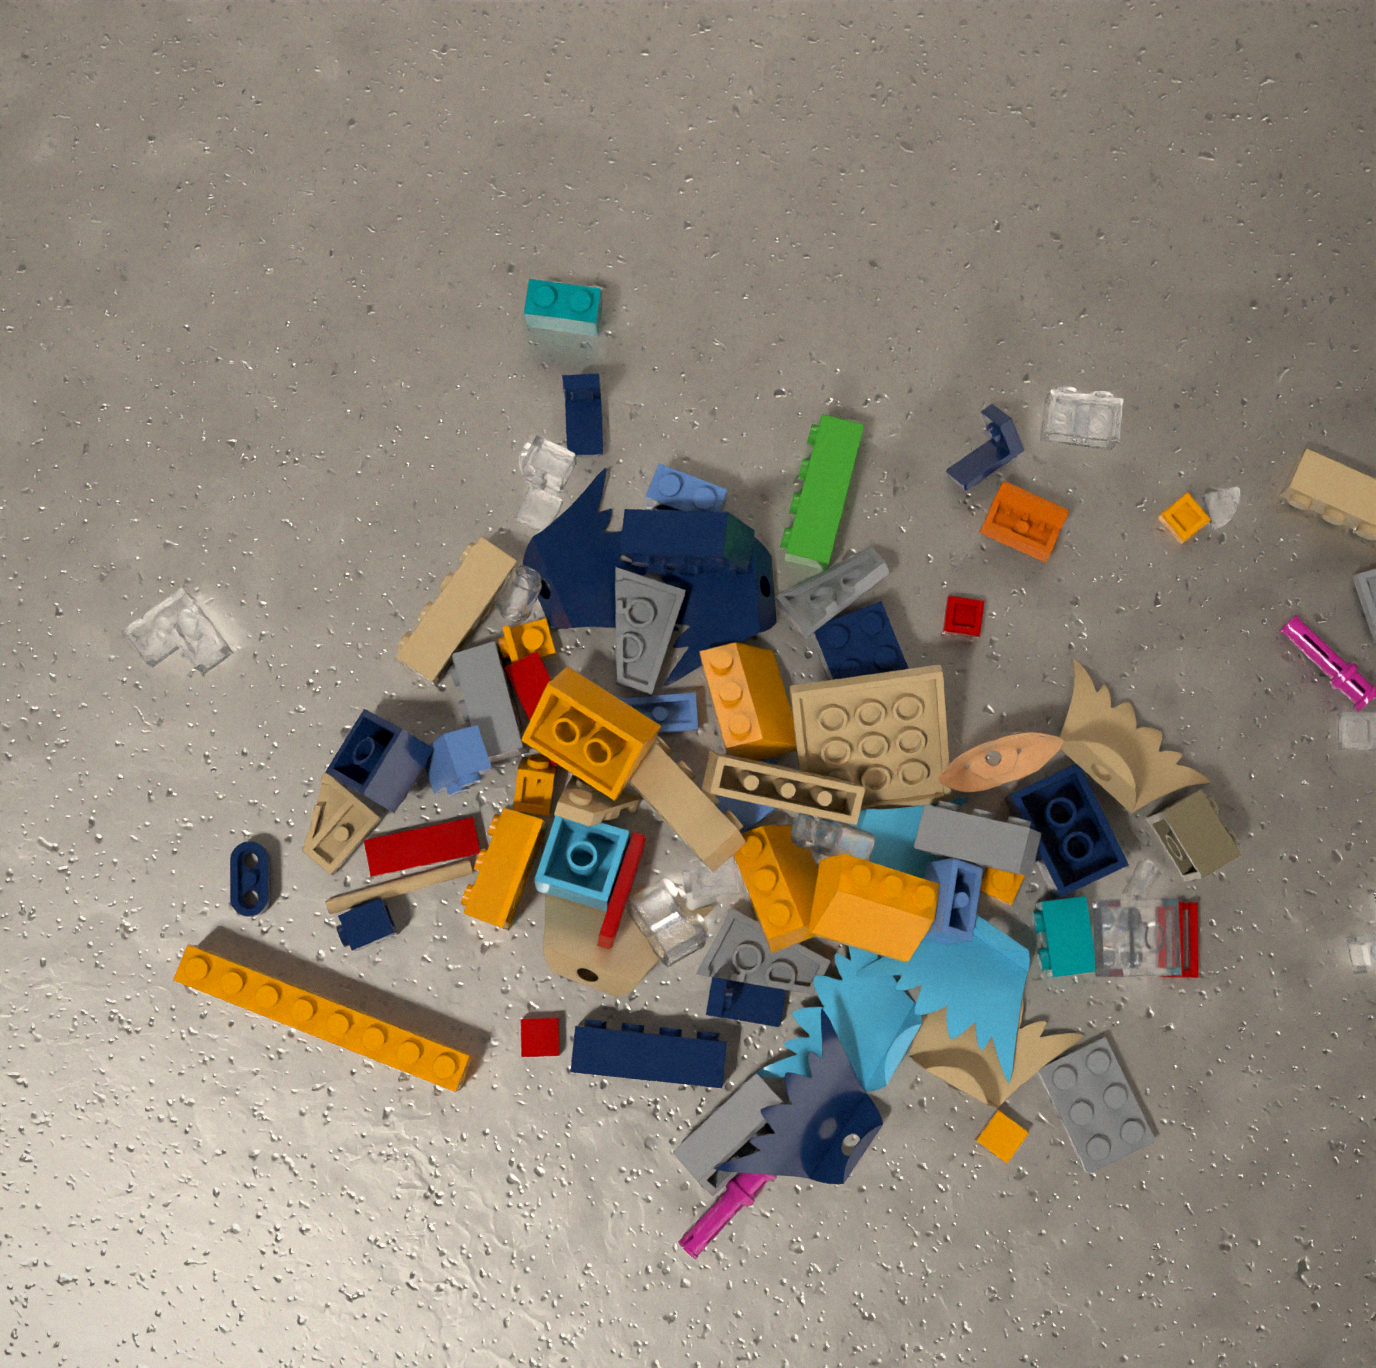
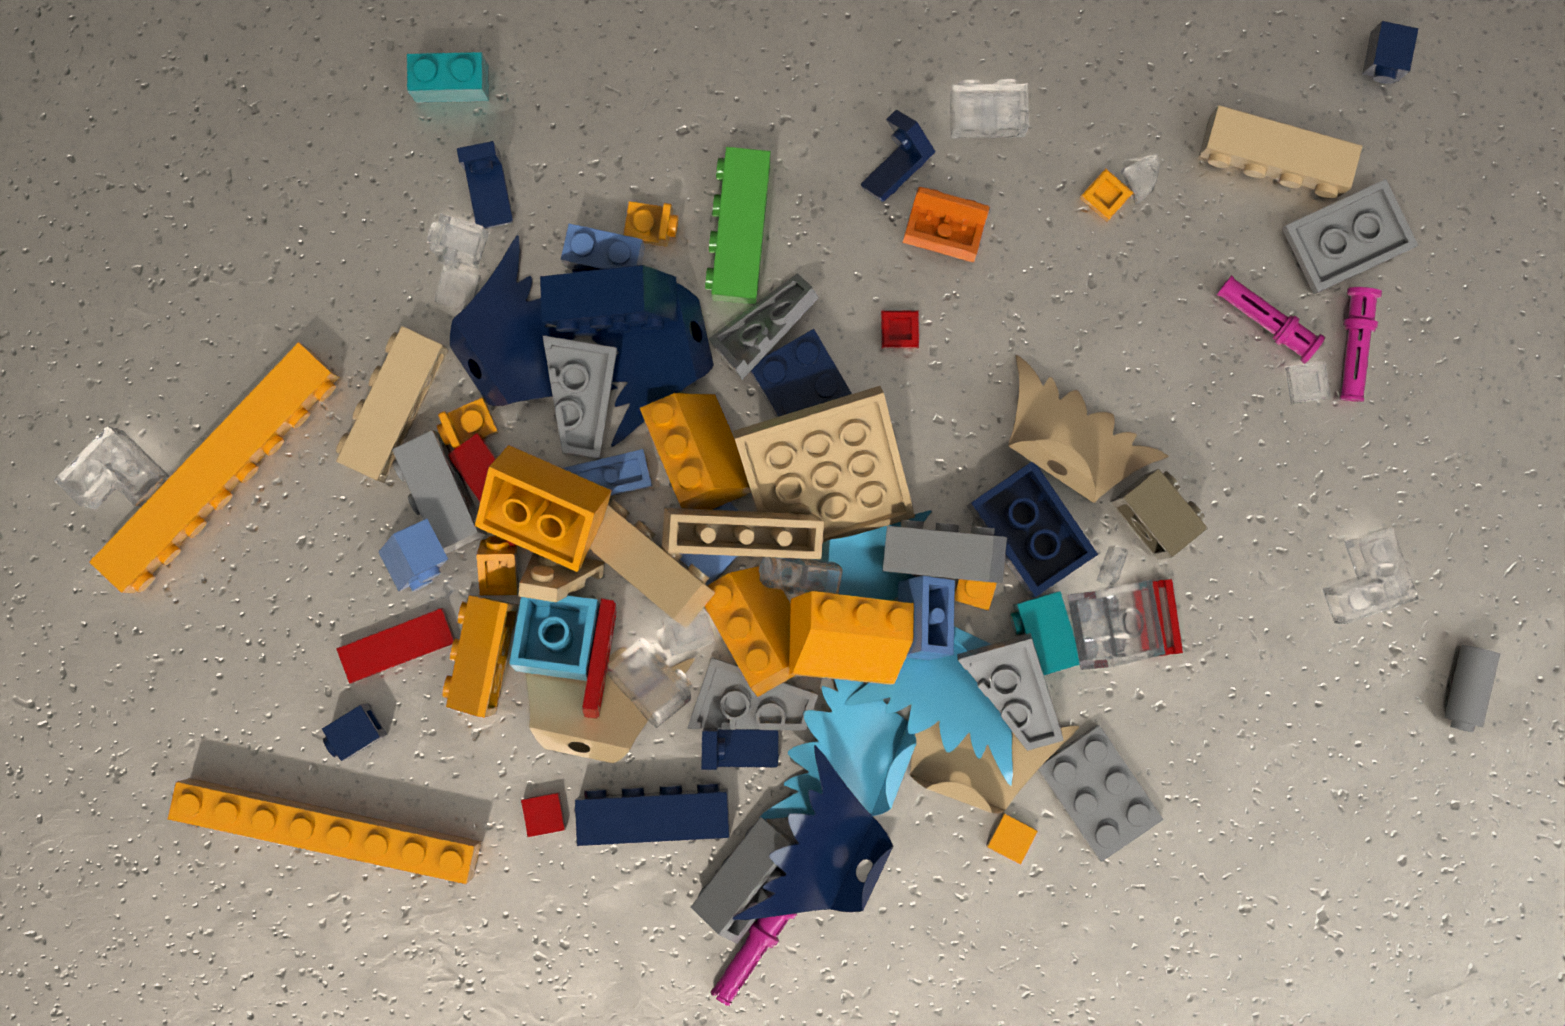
camera: 10 degrees left, 5 degrees up
(250, 879) = (226, 706): dark blue plate -> none
(275, 647) = (215, 470): none -> light orange brick
(337, 825) = (307, 637): tan wing -> none
(379, 760) = (336, 569): dark blue brick -> none
(399, 886) = (380, 688): tan bar -> none
(519, 593) = (450, 377): clear brick -> none
(737, 476) = (651, 223): none -> light orange bracket
(1013, 765) = (970, 472): light nougat piece -> none
(1029, 982) = (1017, 687): none -> light grey wing

